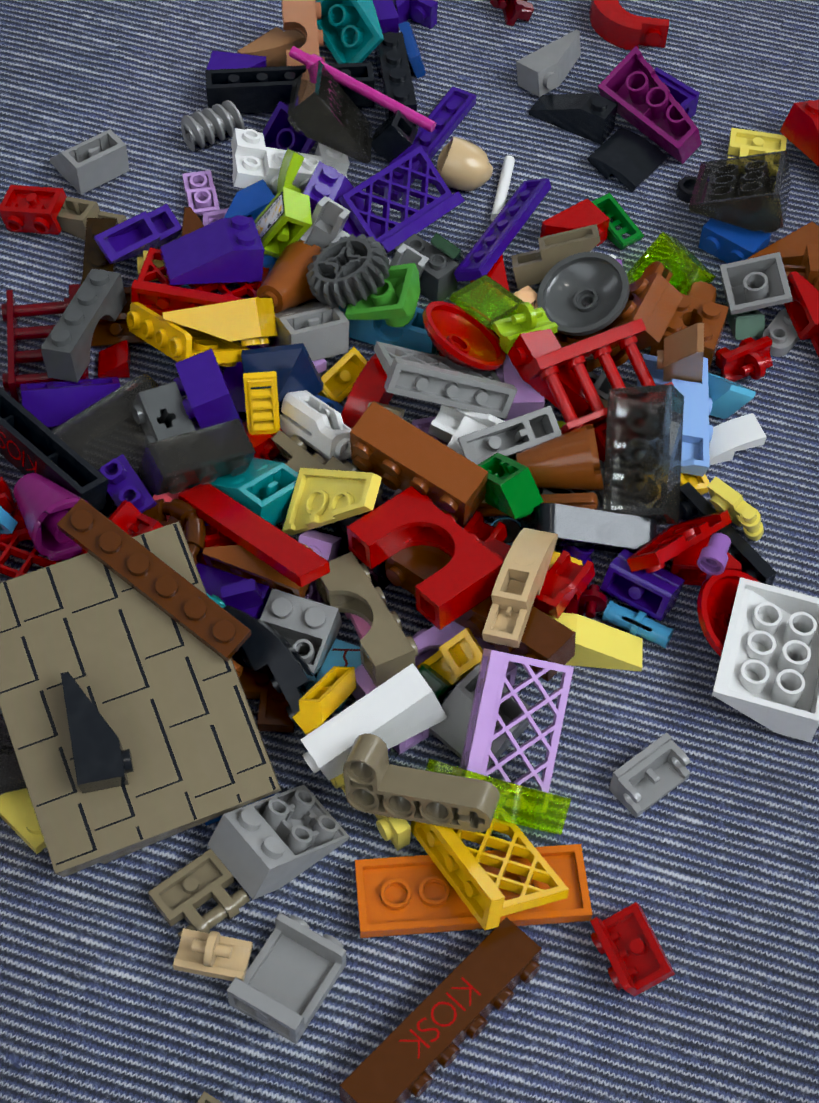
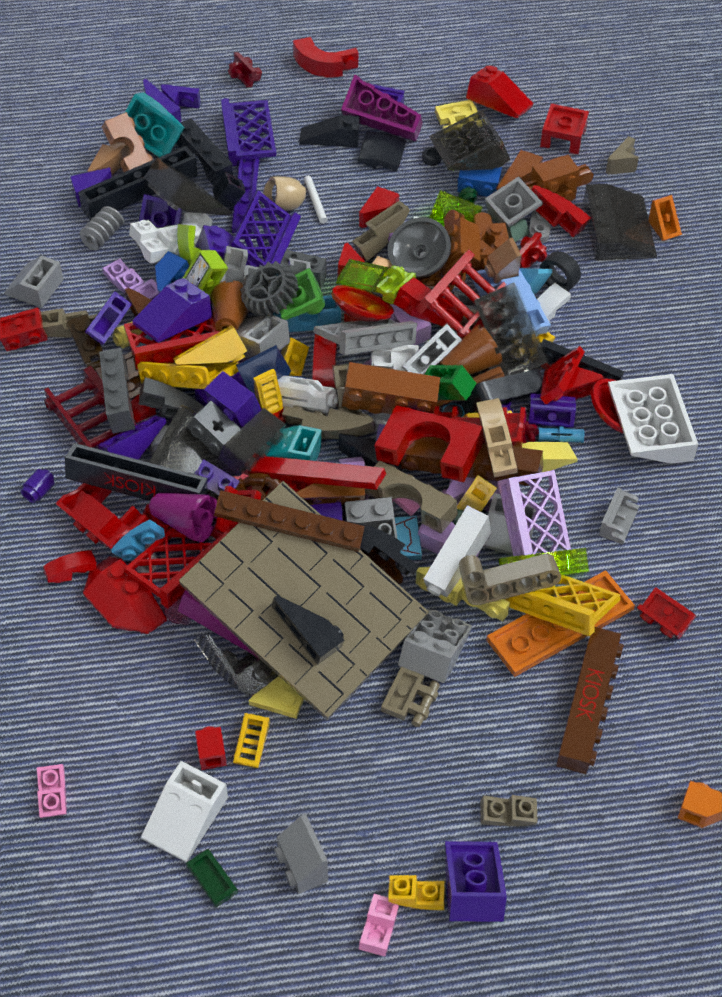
camera: 25 degrees left, 0 degrees up
(137, 356) = (165, 397): none -> dark grey slope
(212, 955) = (442, 722): tan hips -> none
(242, 594) = (333, 510): dark purple tile -> none
(289, 977) = (489, 715): light grey panel -> none
(325, 697) = (419, 551): yellow piece -> none
(328, 497) = (347, 432): light yellow wing -> none
(364, 89) = (149, 160): dark pink bar -> none
(412, 49) = (189, 114): blue tile -> none
(447, 247) = (311, 250): dark green tile -> none
(449, 67) = (232, 135): none -> dark purple fence
(502, 230) = (337, 226): dark purple tile -> none
(549, 65) = (295, 108): light grey slope -> none
(615, 212) = (403, 192): green slope -> none
(707, 255) = (468, 194): none -> dark green plate
(714, 556) = (592, 378): medium lavender brick -> none
(740, 512) = (572, 339): light yellow plate -> none
(773, 400) = (567, 265): none -> black tyre

